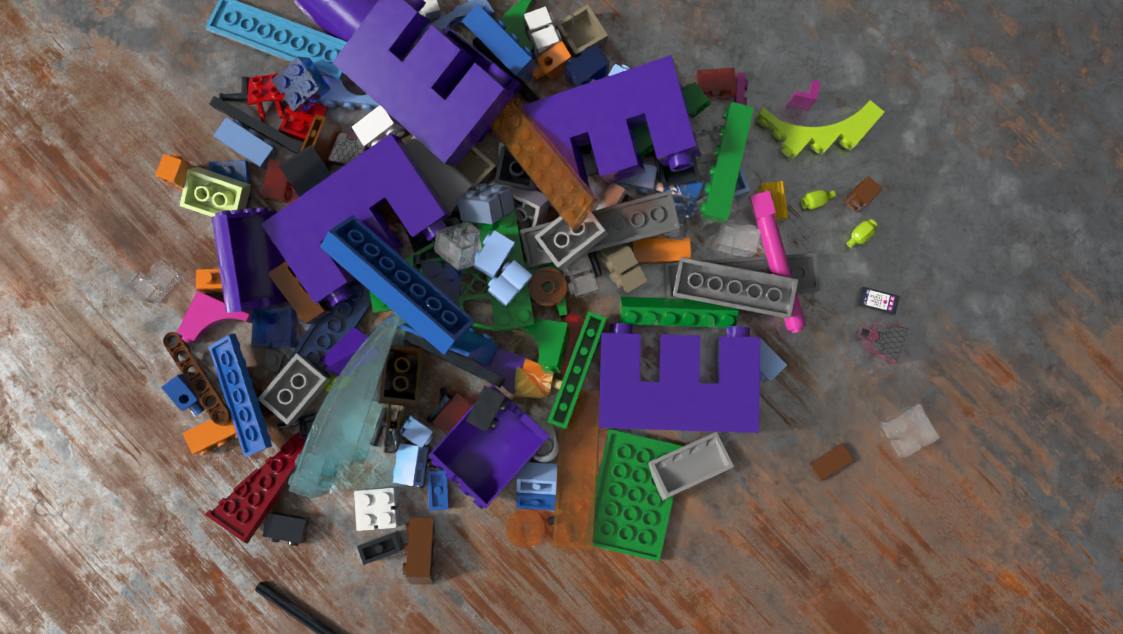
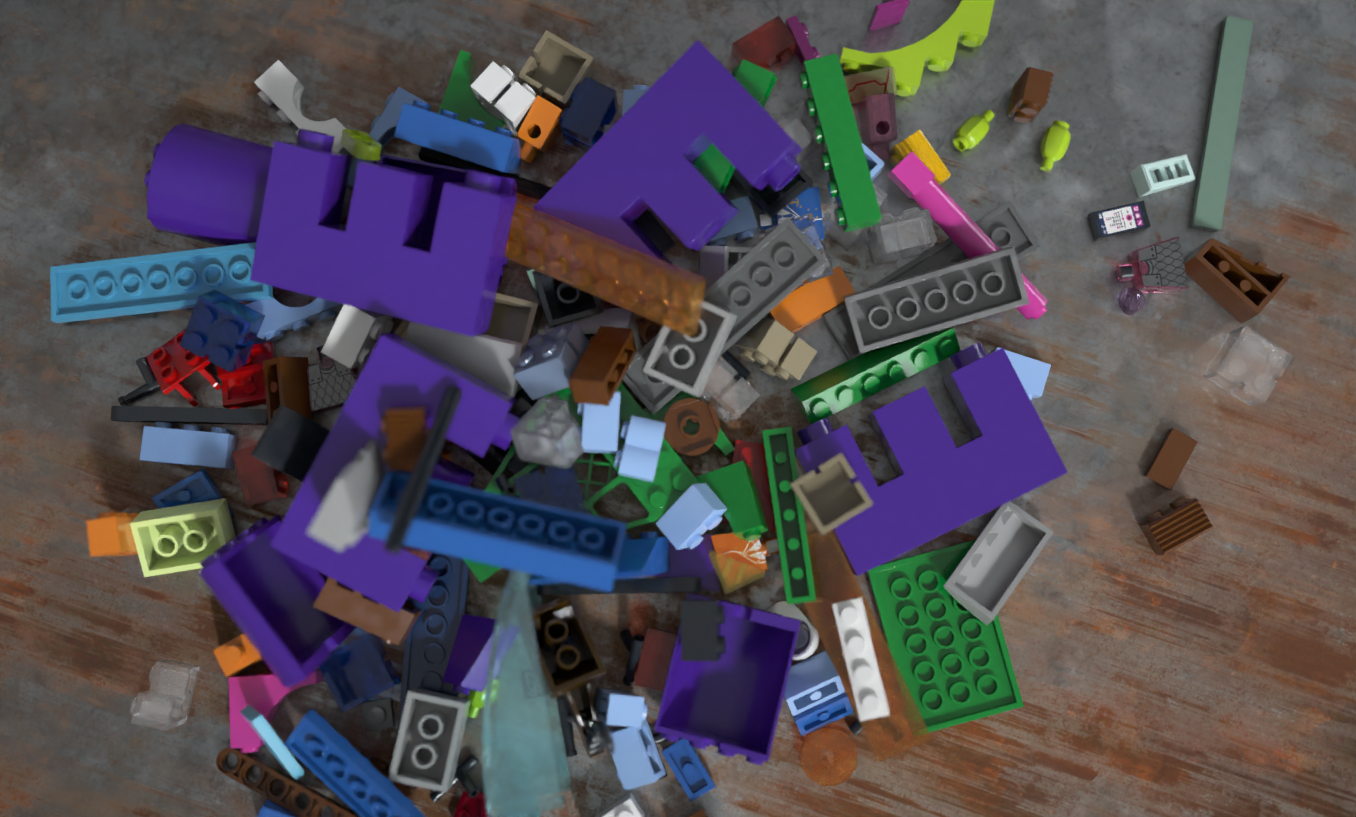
camera: 30 degrees left, 0 degrees up
(202, 342) = (272, 742): none -> medium azure tile
(314, 223) = (348, 505): none -> light grey wedge
(371, 224) = (422, 470): none -> black axle
(373, 201) = (406, 435): none -> reddish brown brick
(440, 16) = (361, 145): none -> lime beam
(512, 221) = (603, 365): none -> reddish brown brick
(518, 339) = (692, 516): none -> light blue brick
(574, 476) = (861, 659): none -> white arch
(607, 370) = (830, 495): none -> dark tan piece
(763, 157) = (881, 113): none -> clear pink torso
(766, 138) = (870, 83): none -> olive tile
(811, 503) = (1176, 525): none -> reddish brown brick
(858, 353) = (1131, 301): none -> clear purple plate
(908, 286) = (1146, 181): none -> light aqua slope
(928, 372) = (1233, 280): none -> reddish brown wedge
(975, 274) = (1221, 124): none -> sand green tile

